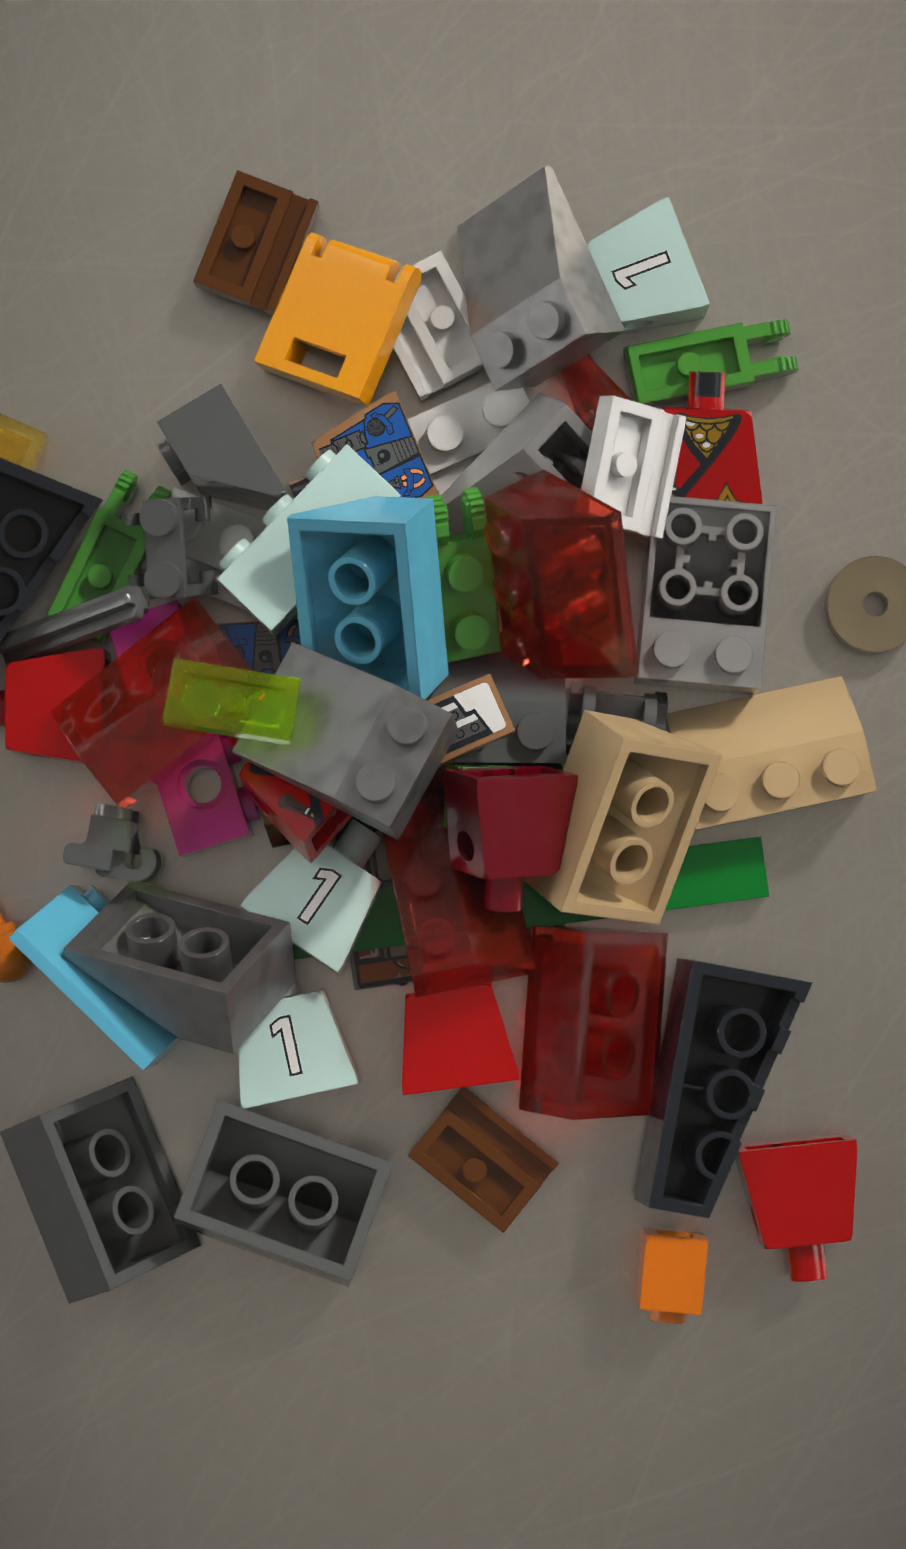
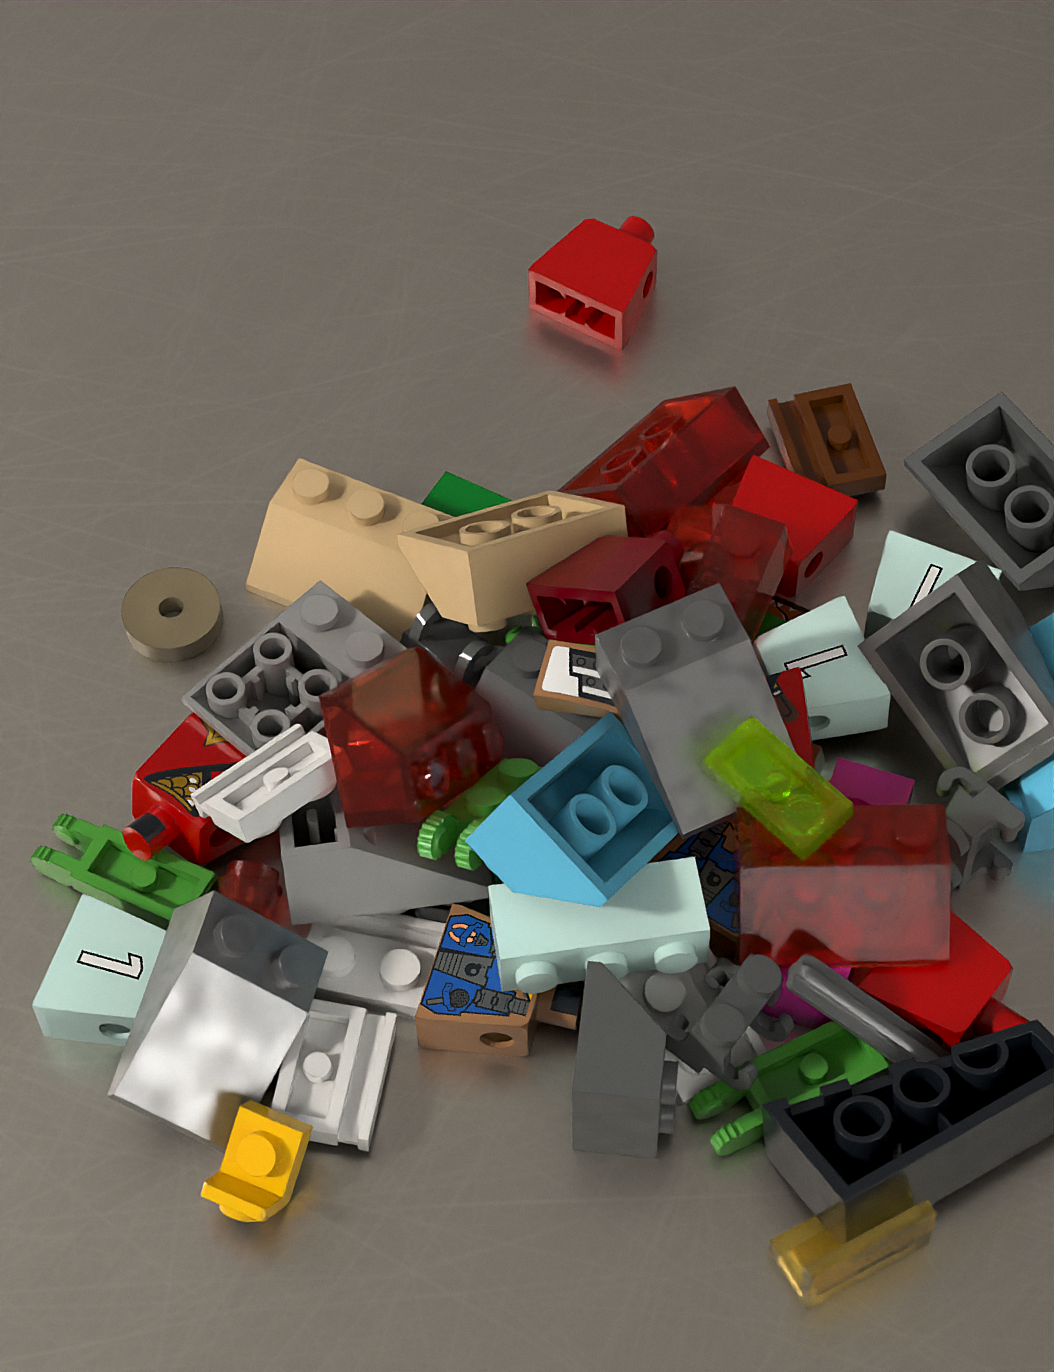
camera: 145 degrees left, 30 degrees down
(255, 242) = (429, 1264): reddish brown plate -> none
(344, 305) = (402, 1137): light orange container -> none
(421, 214) = (258, 1164): none -> yellow bracket
(671, 1274) = (739, 290): orange brick -> none
(710, 1078) = (601, 378): black wedge -> none

